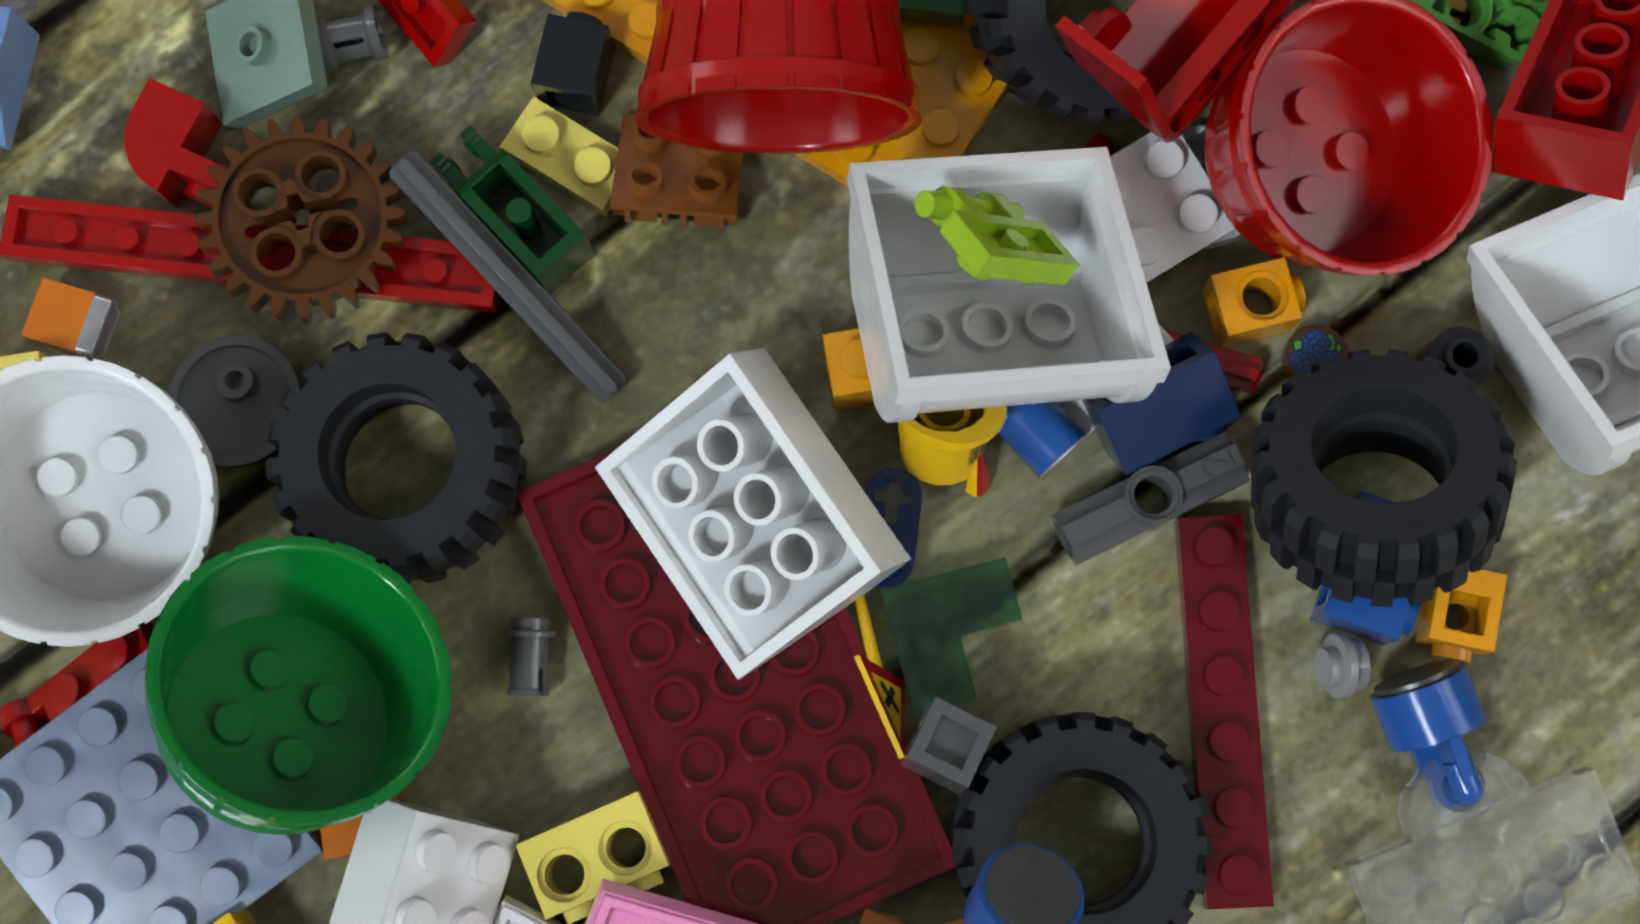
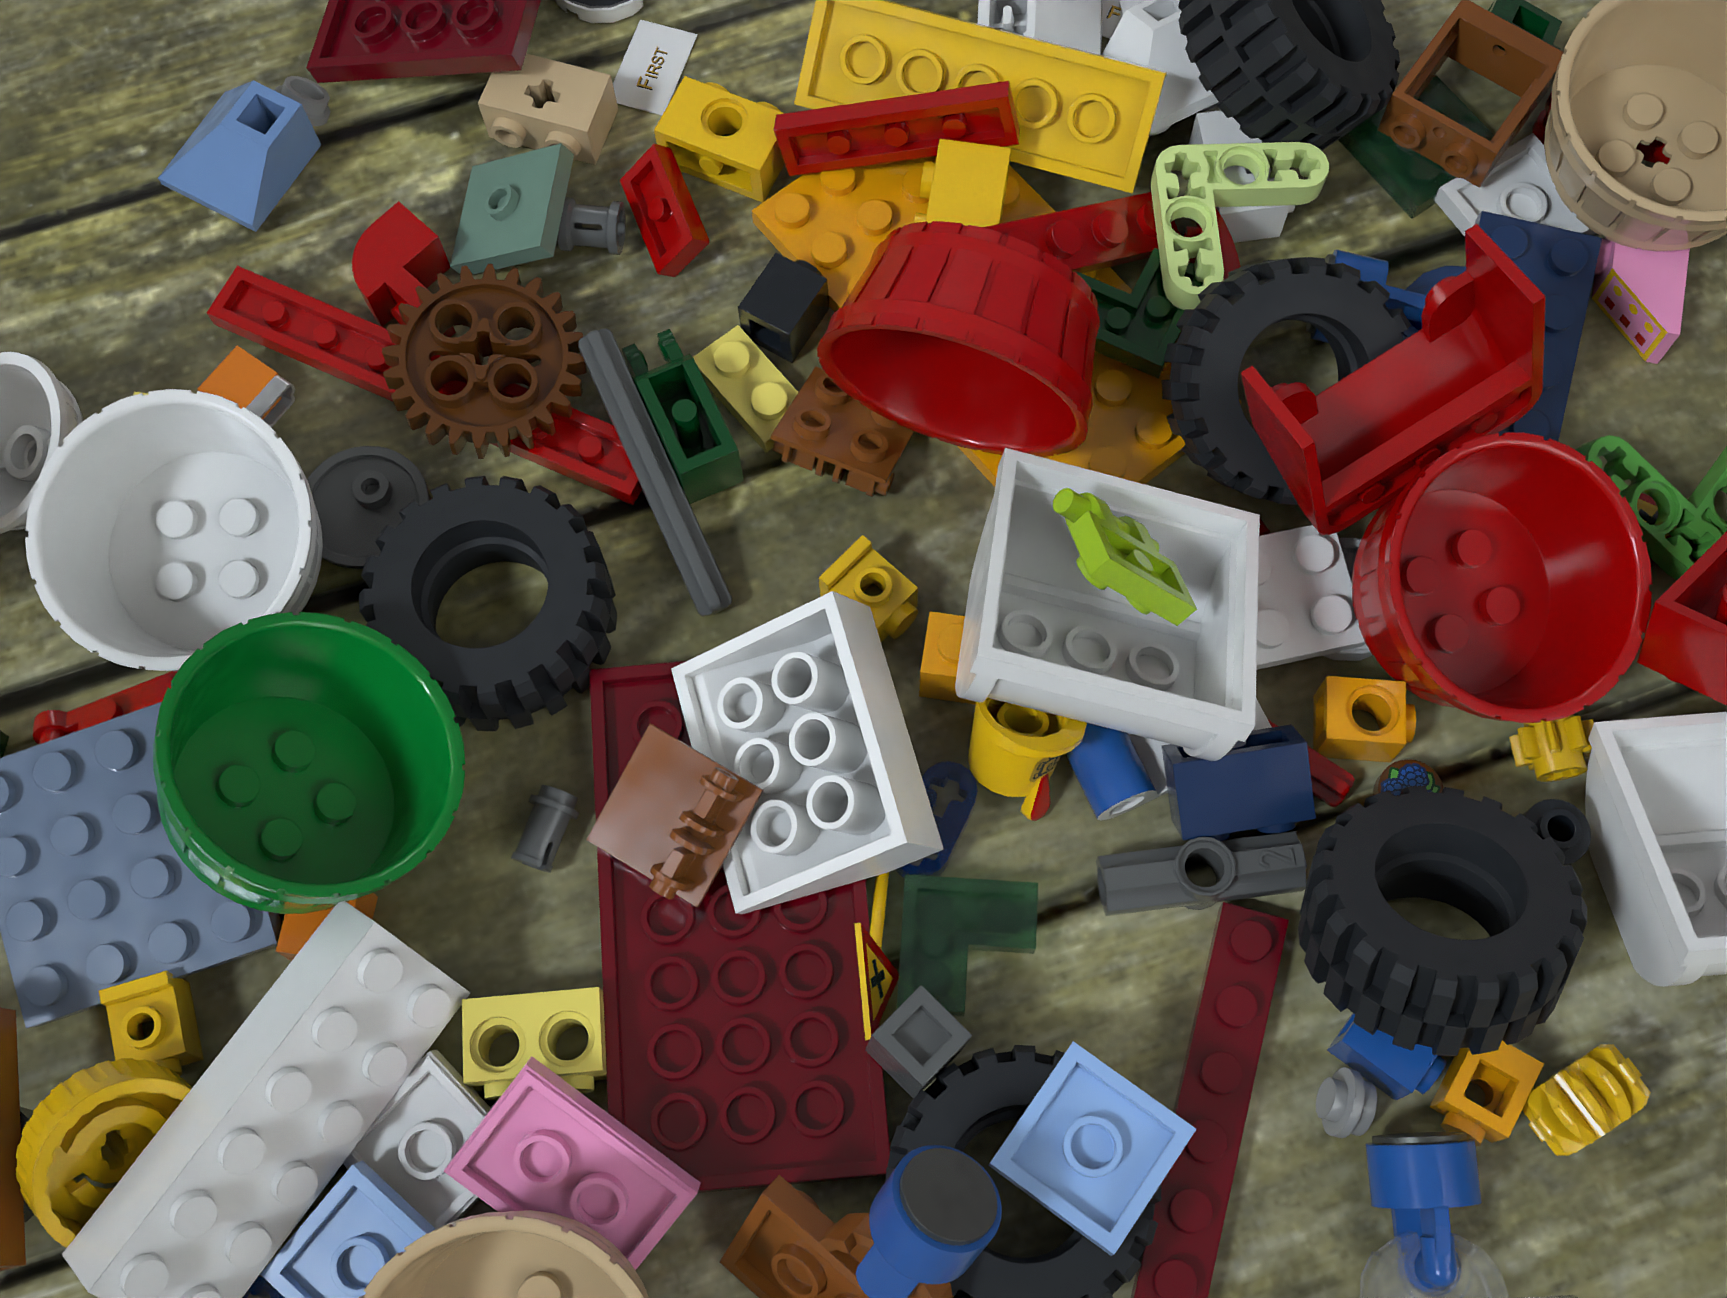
camera: 15 degrees right, 10 degrees down
(650, 609) = (674, 816): none -> dark orange hinge
(741, 305) = (859, 568): none -> yellow brick
(1137, 793) = (1092, 1148): none -> light blue plate
(1439, 277) = (1553, 748): none -> yellow gear
(1552, 594) = (1585, 1100): none -> yellow gear

